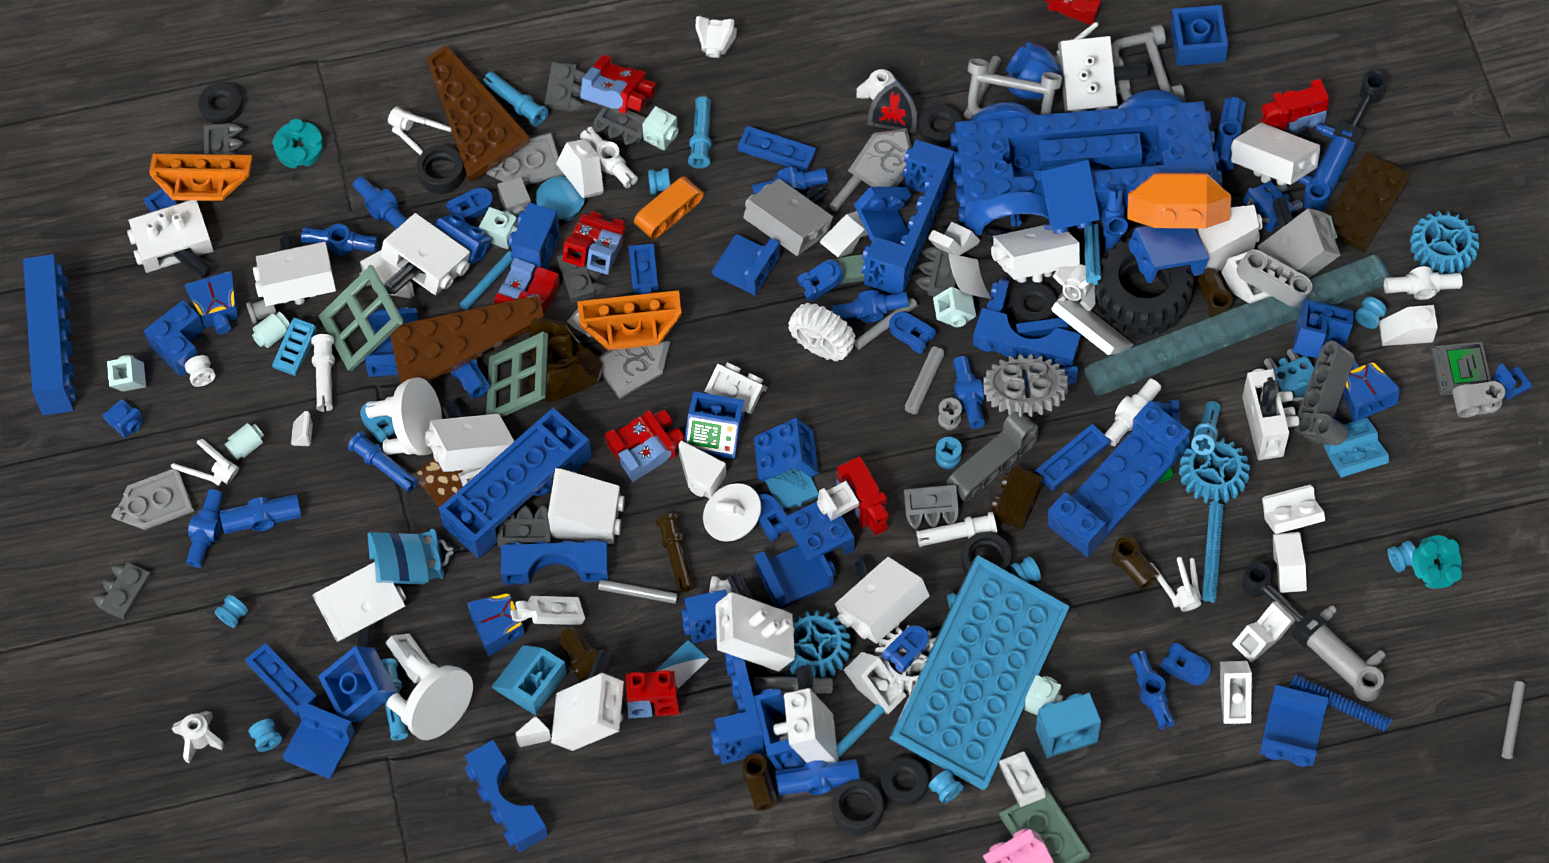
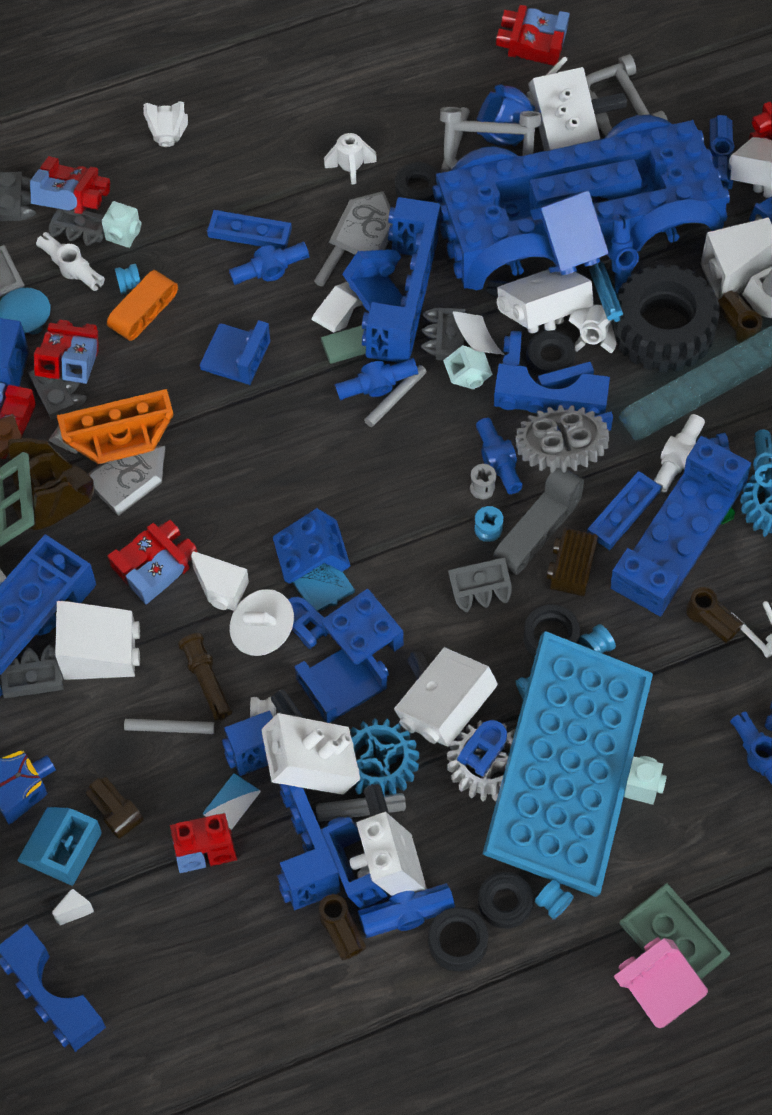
camera: 10 degrees left, 0 degrees up
(522, 561) = (34, 711): blue arch -> none
(550, 610) = (72, 763): white plate -> none
(582, 167) = (42, 275): white slope -> none
(589, 708) = (134, 870): white piece -> none
(643, 269) = (124, 372): blue plate -> none
(700, 141) = (166, 233): dark azure pin -> none
(715, 424) = (228, 528): slope -> none
(729, 383) = (243, 486): white bracket -> none
(789, 215) = (274, 295): light grey piece -> none
(821, 332) = (329, 412): white gear -> none
(829, 275) = (326, 351): blue plate -> none
(837, 500) = (378, 592): white bracket -> none
(859, 729) = (444, 847): dark azure bar -> none
(866, 675) = (441, 784): white slope -> none
(872, 505) = (406, 581): red hips -> none
(893, 109) = (366, 172): shield -> none
(903, 326) = (416, 394): blue plate -> none
(924, 380) = (448, 450): light grey axle -> none
(955, 240) = (455, 297): white slope -> none
(968, 528) = (524, 603): white pin -> none
(1022, 779) = (638, 878): white plate -> none
(1067, 724) = (679, 807): dark azure brick -> none
(1092, 327) = (619, 368): white tile -> none
(1167, 249) = (687, 272): blue panel -> none
(1179, 201) = (691, 221): orange wedge -> none
(1198, 35) = (670, 59): blue brick -> none

